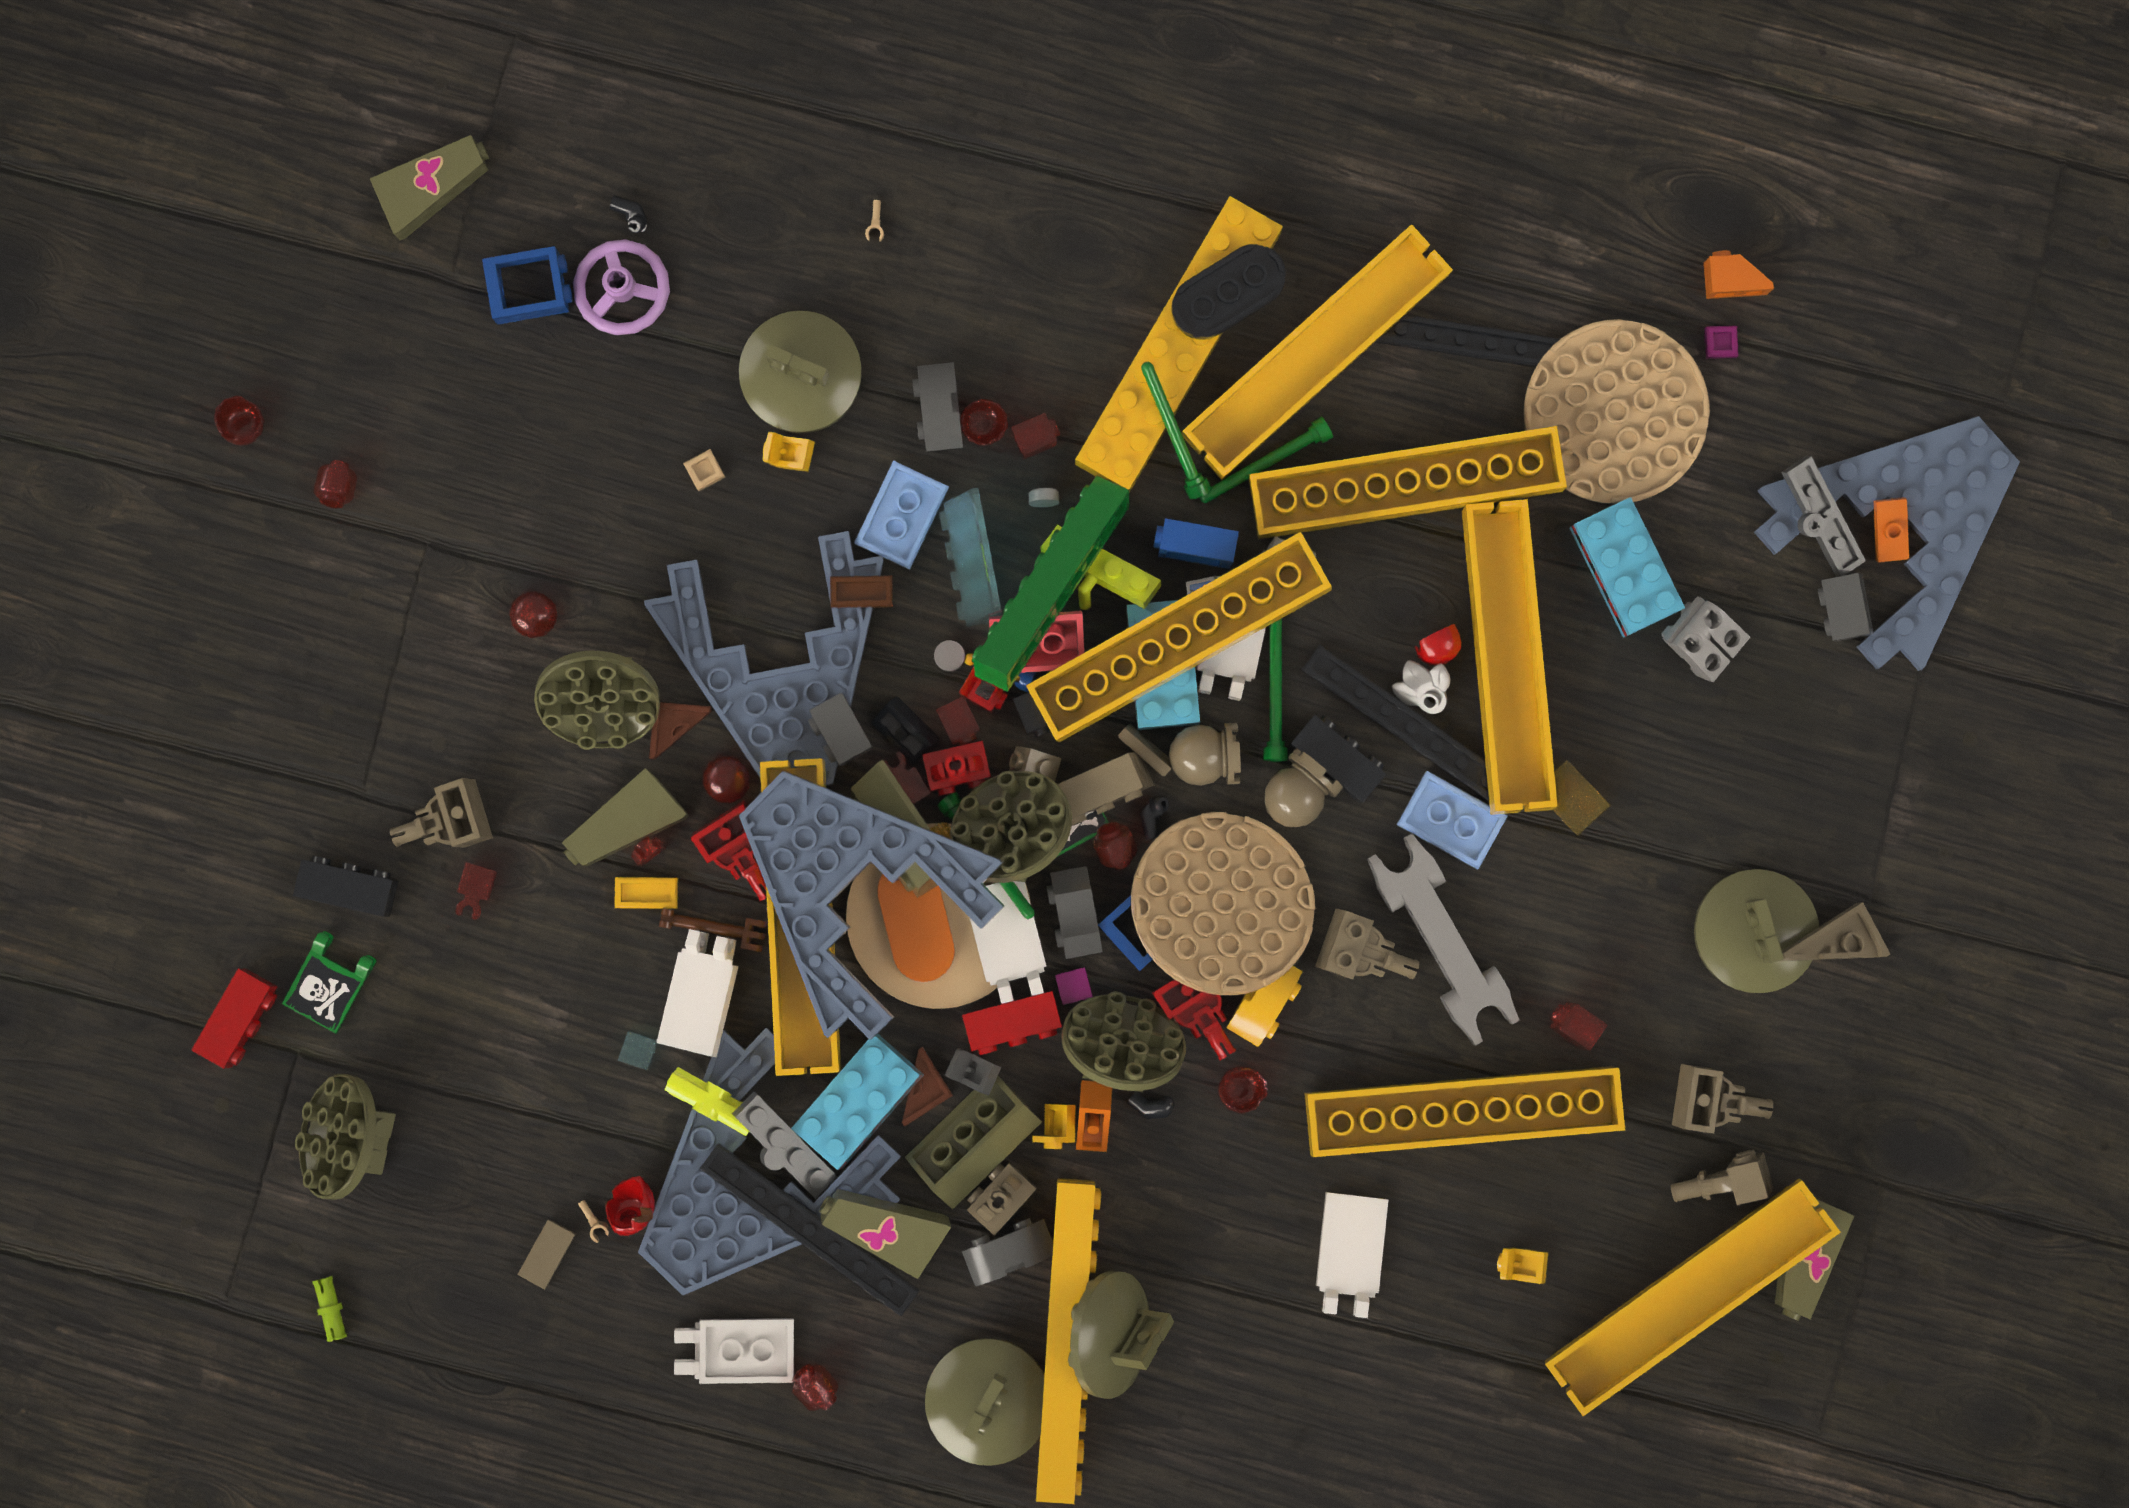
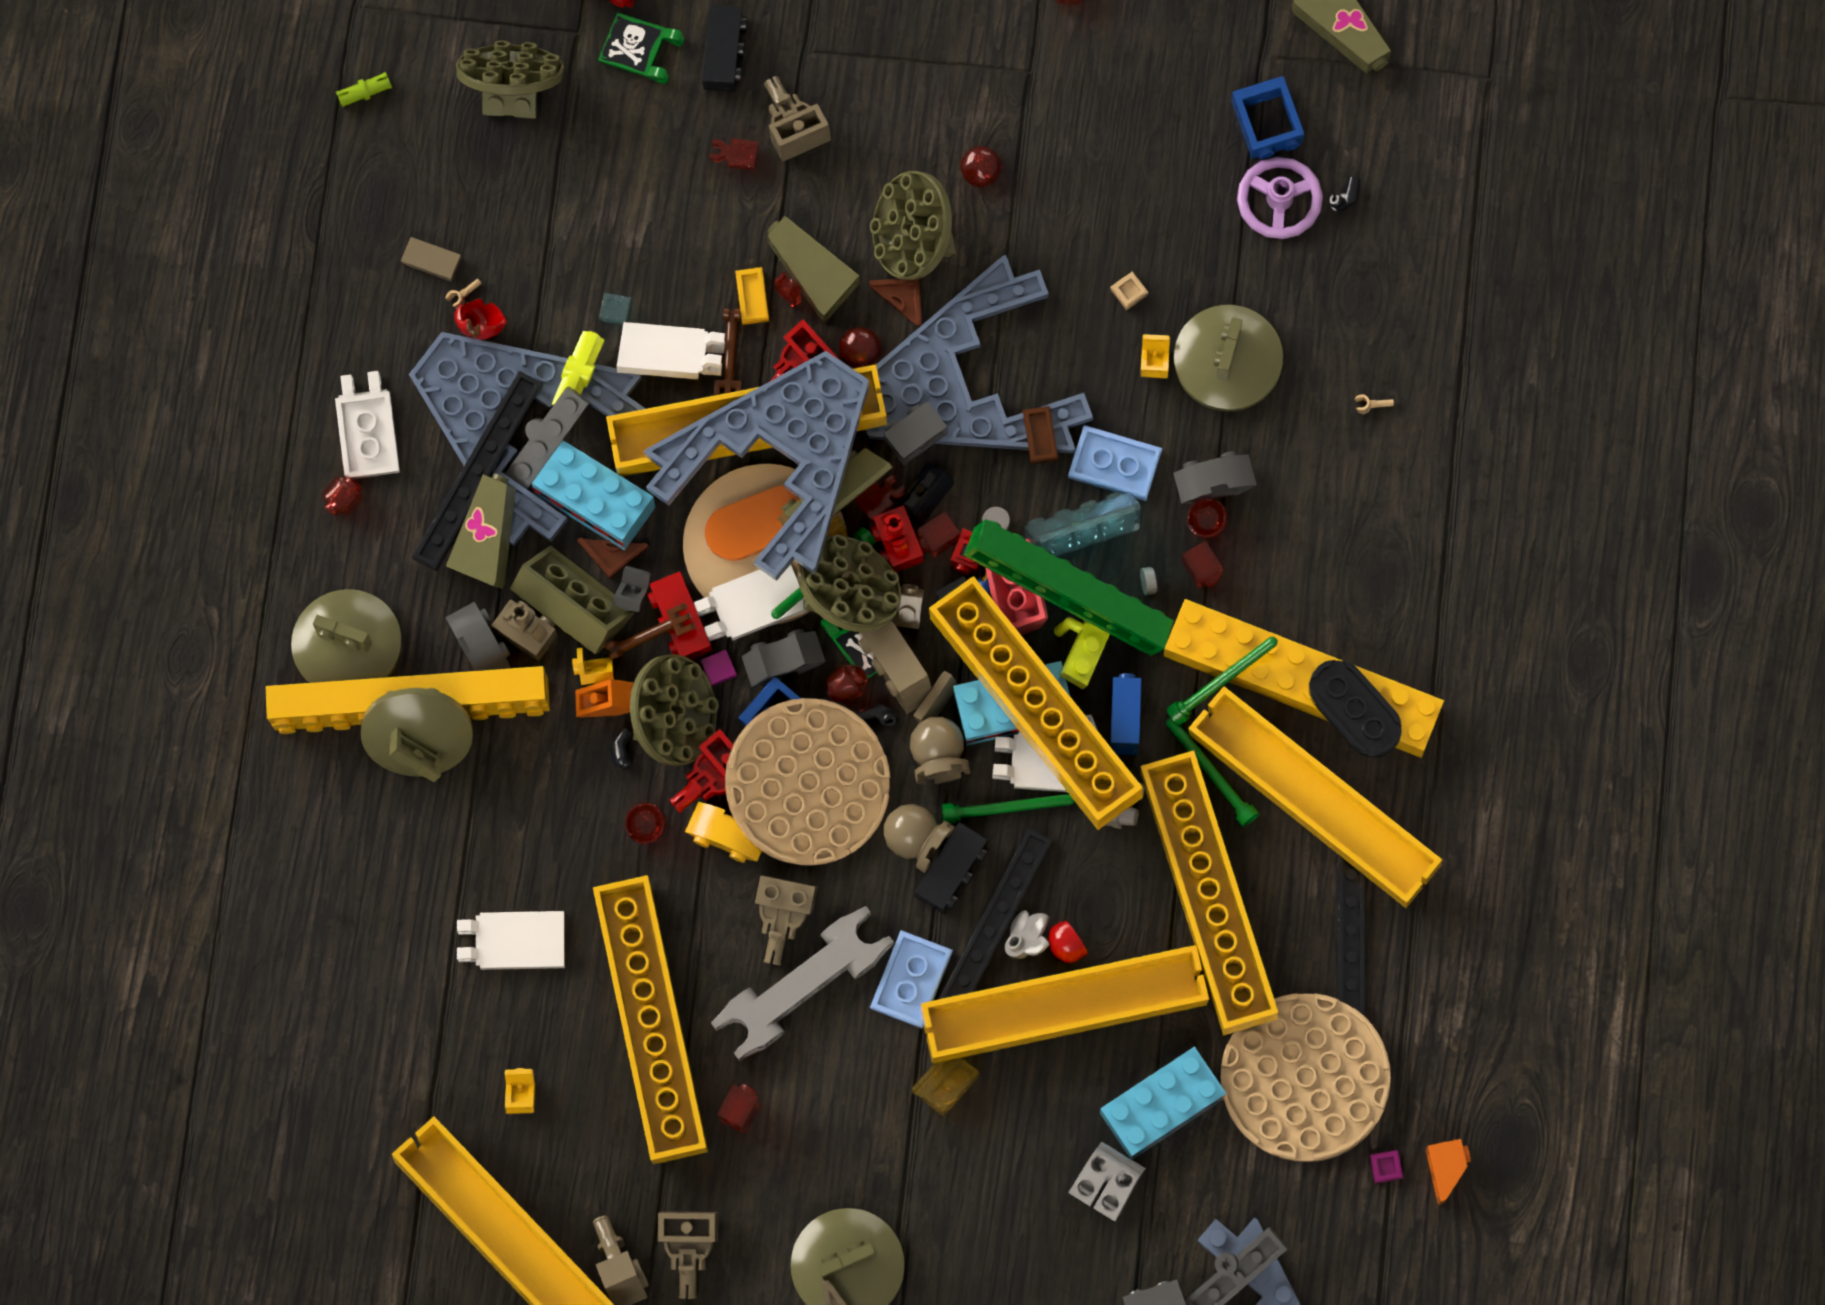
camera: 90 degrees right, 10 degrees down
(1022, 1028) = (675, 622): none -> reddish brown hinge

